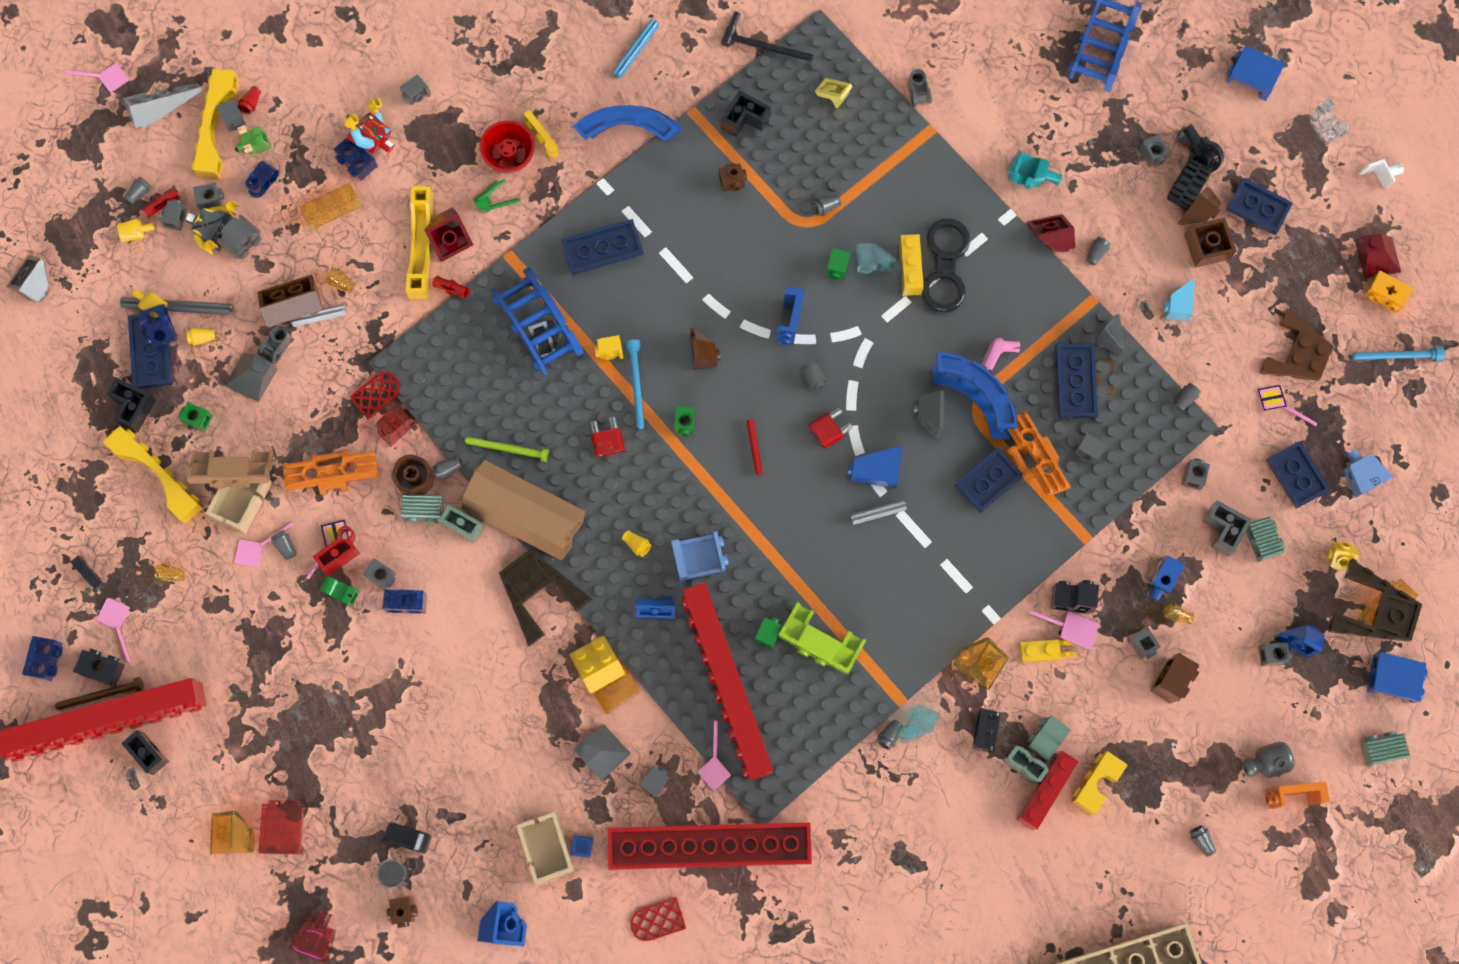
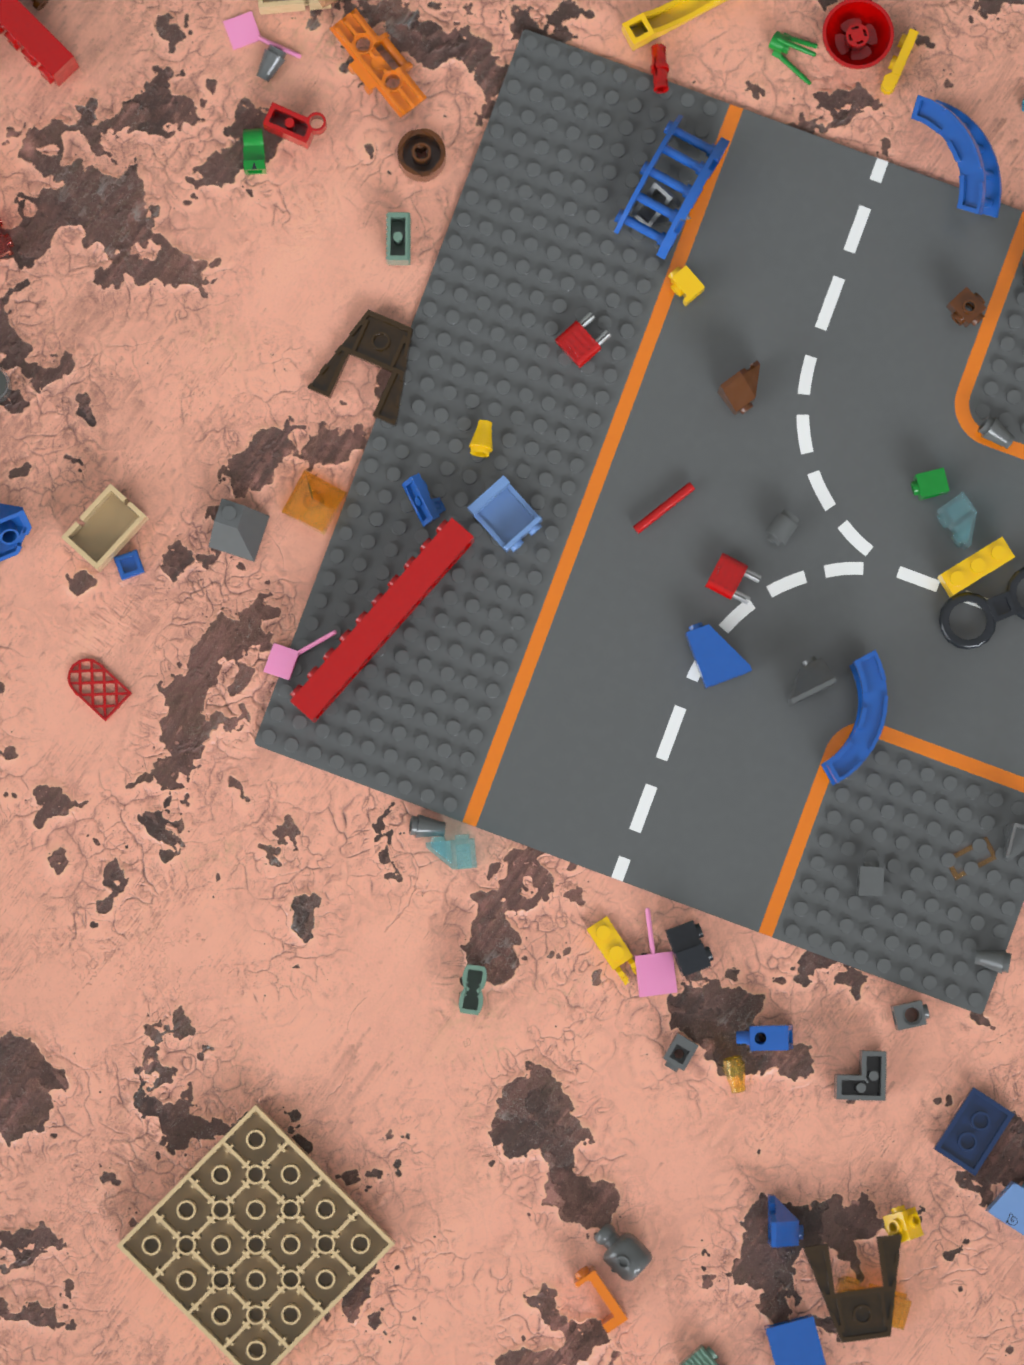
camera: 65 degrees right, 10 degrees up
(330, 535) = (311, 103): piece -> none
(372, 380) = (475, 36): red window -> none
(376, 567) = (295, 174): dark grey brick -> none
(394, 425) = (469, 102): clear red torso -> none
(404, 601) = (280, 228): clear blue brick -> none
(407, 837) = (37, 378): black animal -> none
(421, 508) = (393, 186): sand green brick -> none
(446, 468) = (452, 186): dark grey cone -> none
(448, 234) = (719, 28): dark red slope -> none
(508, 448) = (524, 281): lime bar -> none
(522, 509) = (449, 294): medium nougat panel -> none
(597, 664) = (326, 471): yellow brick -> none
(602, 246) = (801, 209): dark blue plate -> none
(633, 347) = (701, 311): dark azure piece -> none
(655, 781) = (238, 603): dark grey brick -> none
(683, 412) = (654, 404): green brick -> none
(709, 846) = (200, 698): red brick -> none
(768, 632) = (463, 636): green brick -> none
(793, 299) = (857, 463): blue panel -> none
(818, 644) = (478, 697): lime bracket -> none
(878, 512) = (666, 684): light grey axle -> none
(981, 662) = (560, 885): clear yellow slope -> none
(986, 730) = (488, 929): black hinge -> none
(989, 480) = (770, 787): dark blue plate -> none
(996, 348) = (924, 715): bright pink arm -> none
(1041, 453) = (831, 829): orange piece -> none
(1047, 790) = (458, 1026): red brick -> none
(1048, 738) = (516, 999): sand green brick -> none
(1076, 380) = (943, 825): dark blue plate -> none
(1088, 796) = (519, 1077): yellow arch -> none
(1175, 678) = (657, 1103): reddish brown brick -> none
(1203, 840) = (497, 1221): dark grey cone -> none
(1265, 539) = (876, 1128): sand green brick -> none
(1267, 657) = (746, 1192): dark grey brick -> none

